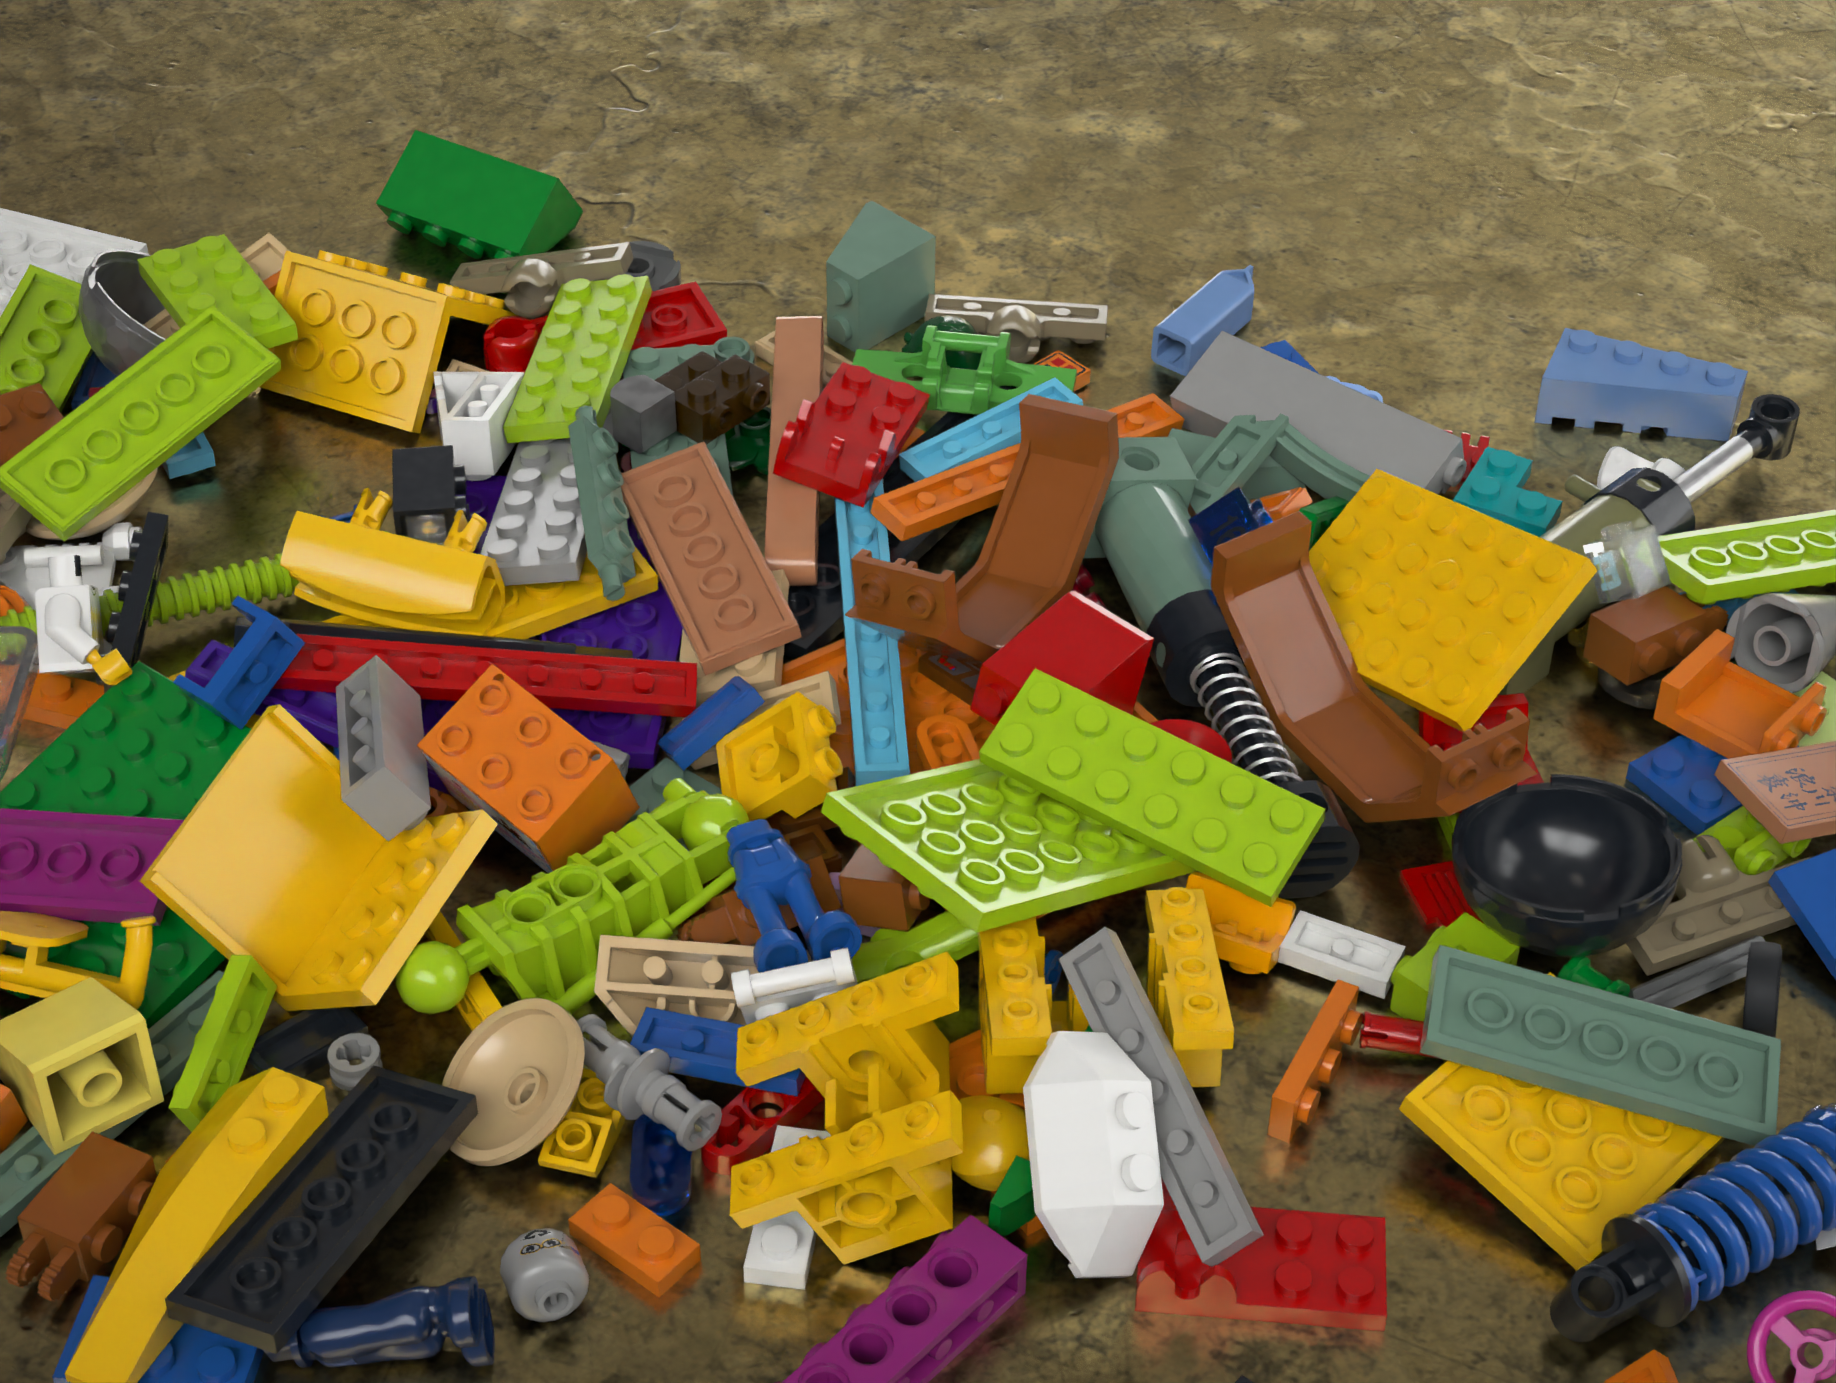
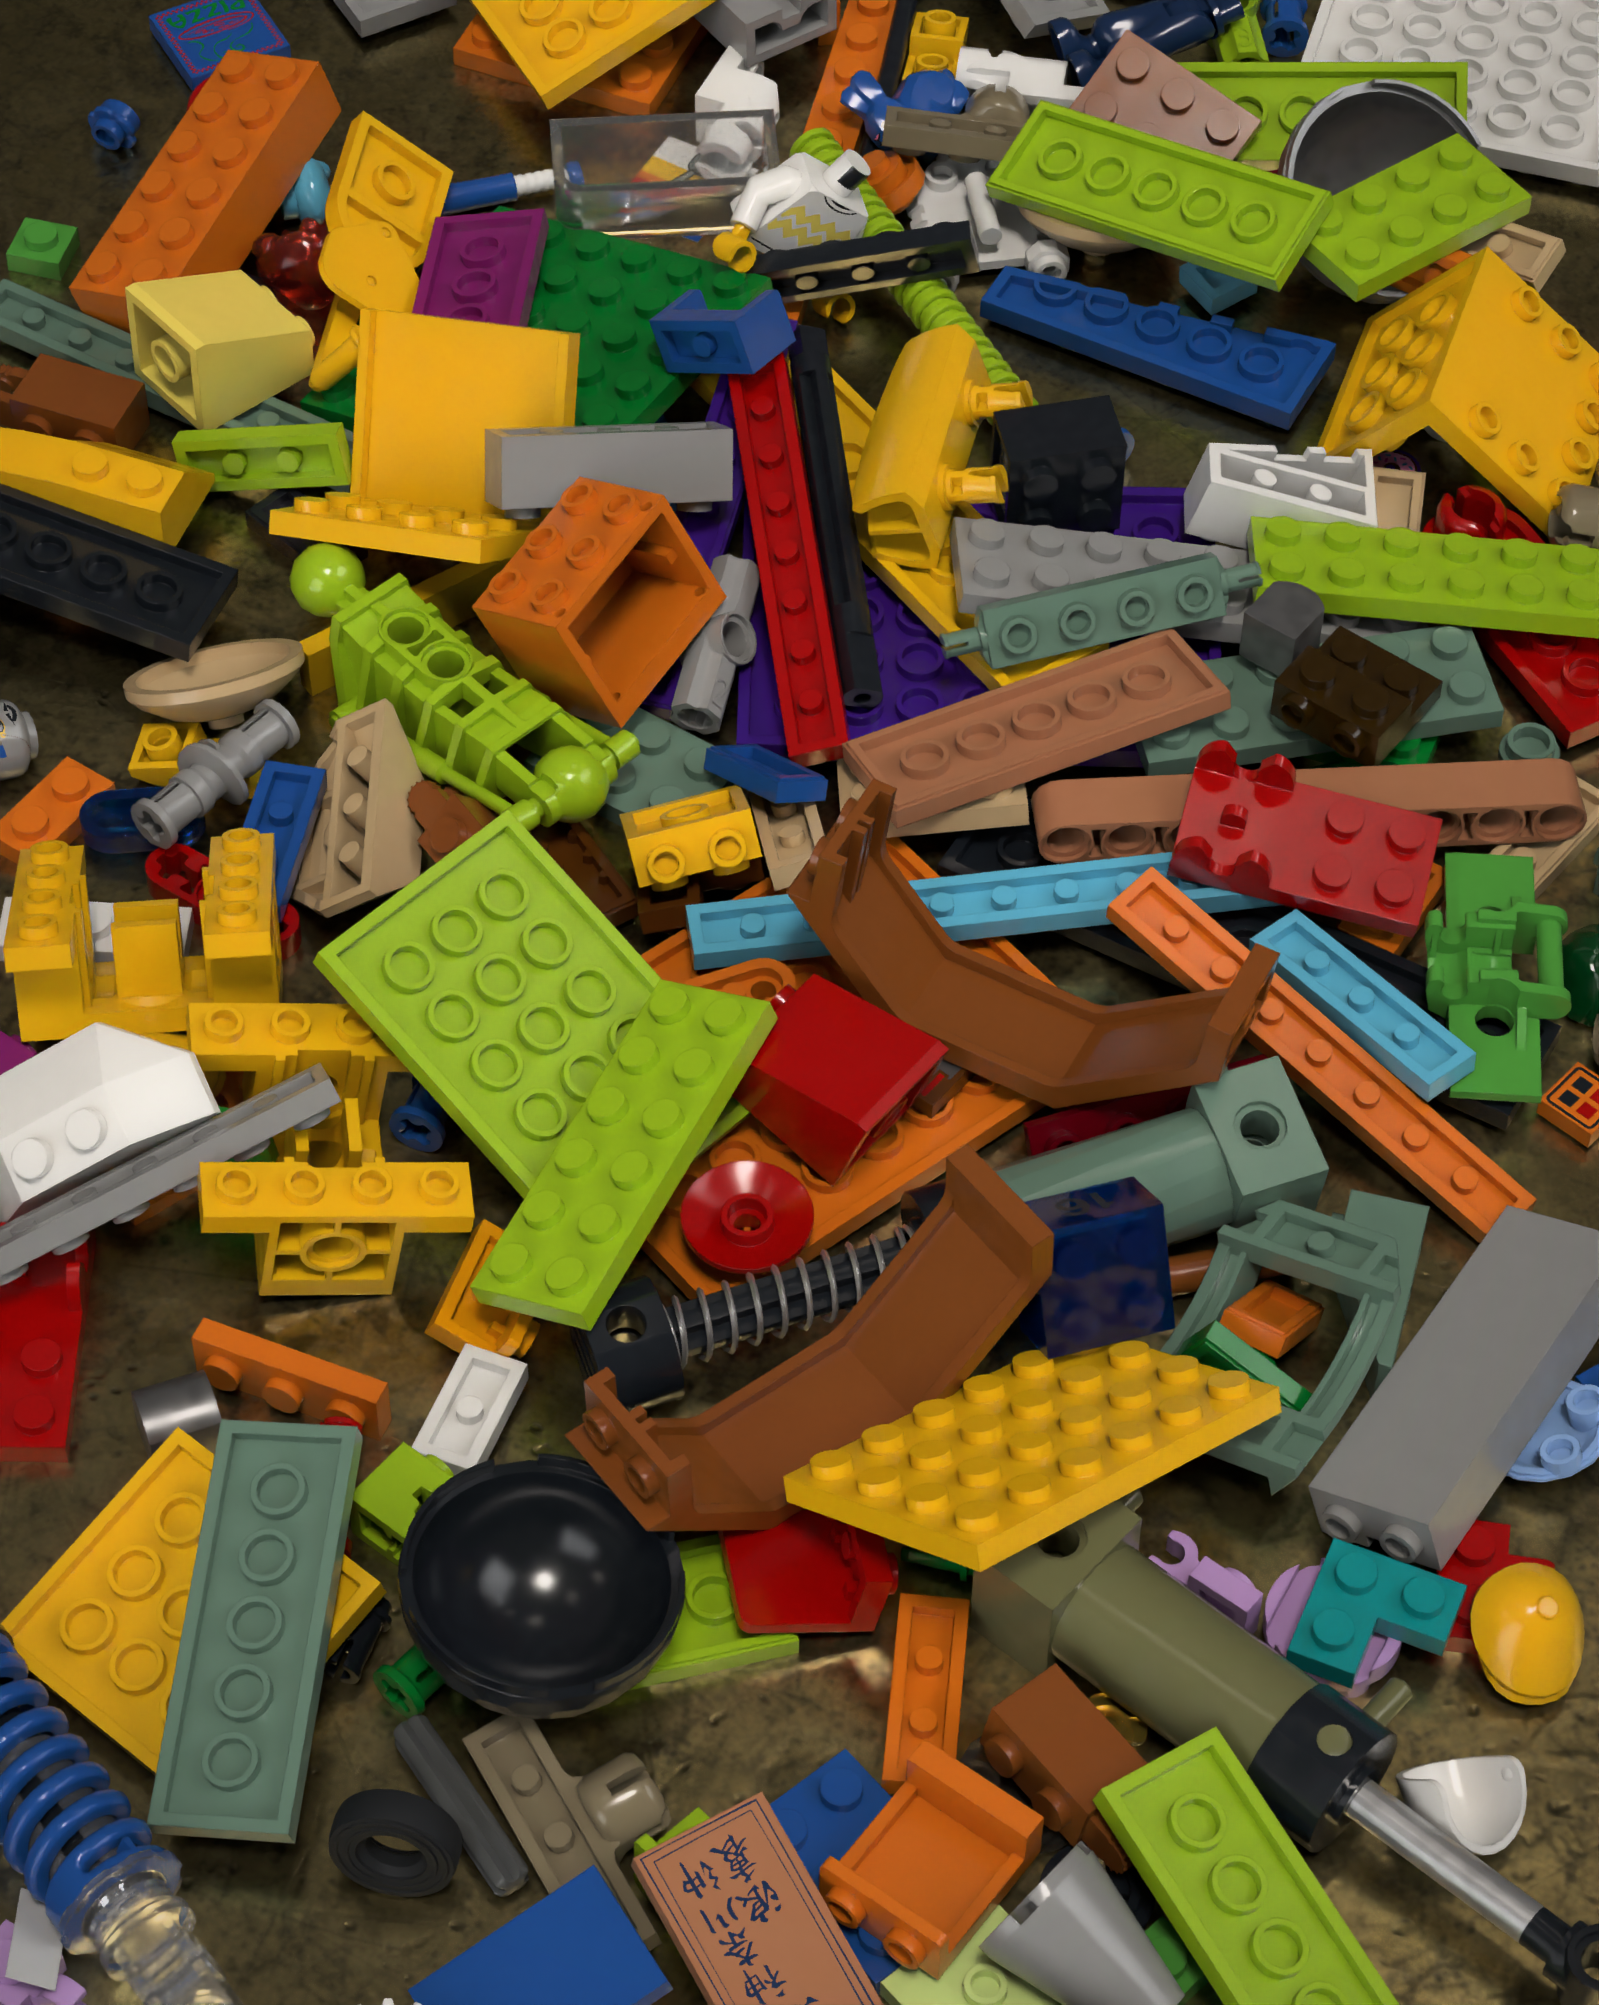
camera: 85 degrees right, 10 degrees up
(286, 453) = (1230, 366): none -> blue wing
(348, 1048) = (265, 563): light grey bush -> none
(773, 875) = (445, 811): blue piece -> none
(791, 986) = (294, 854): white plate -> none
(1358, 1135) = (175, 1403): none -> flat silver piece
(1507, 428) = (1528, 1632): none -> yellow hat
(1590, 720) = (925, 1680): none -> orange plate
(1627, 562) = (1150, 1701): clear brick -> none

